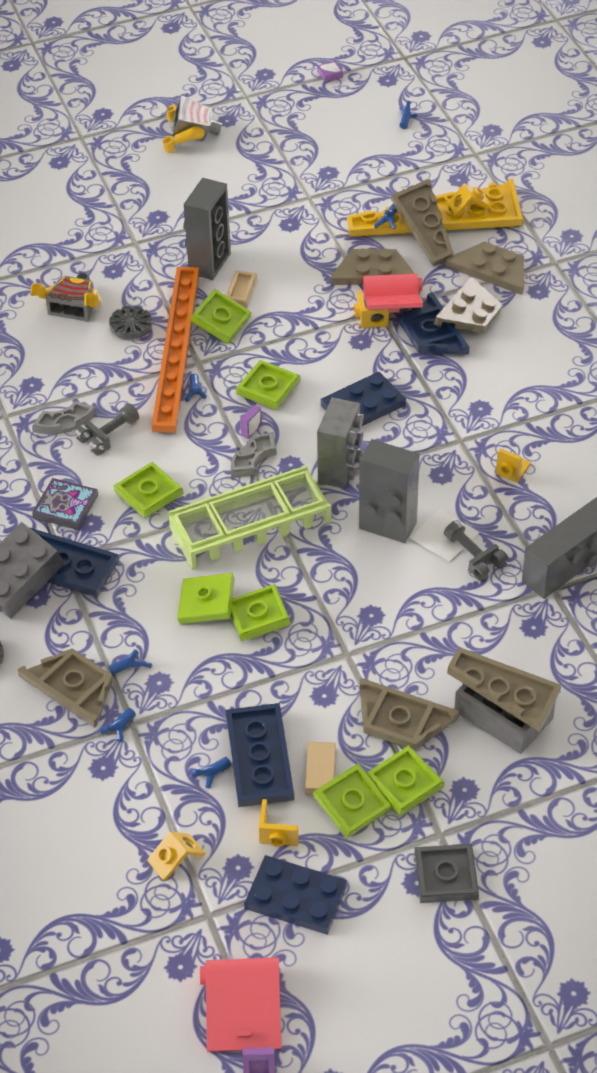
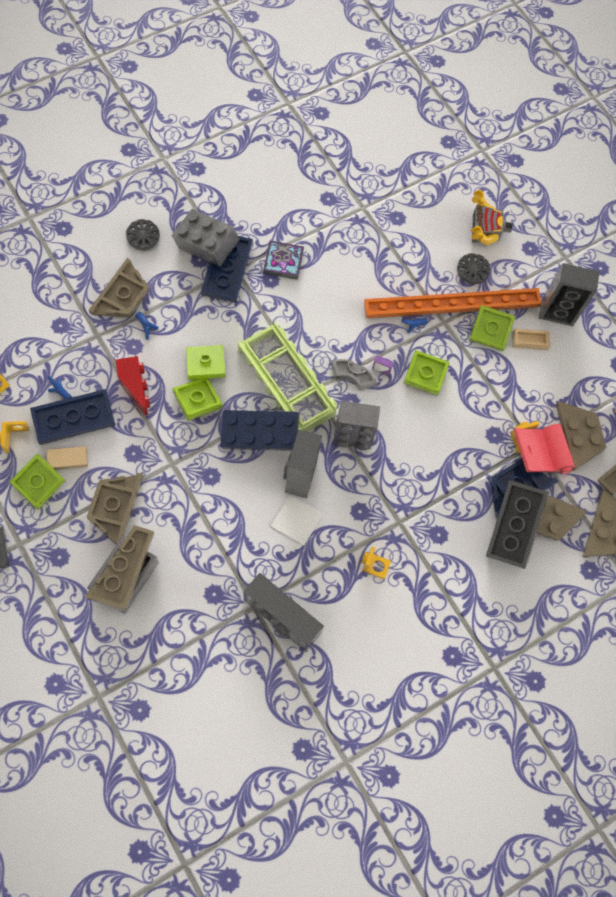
camera: 70 degrees right, 20 degrees up
(64, 420) = (365, 245): light grey tile -> none
(101, 440) = (354, 261): dark grey bar -> none
(119, 724) = (92, 327): blue bar -> none
(148, 489) = (303, 308): lime plate -> none
(218, 680) = (130, 378): none -> red slope
(321, 547) = (259, 430): none -> dark blue plate
(374, 394) = (424, 444): dark blue plate -> none
(405, 780) = (58, 514): lime plate -> none
(477, 565) = (293, 526): dark grey bar -> none
(487, 323) = (517, 524): none -> dark grey brick

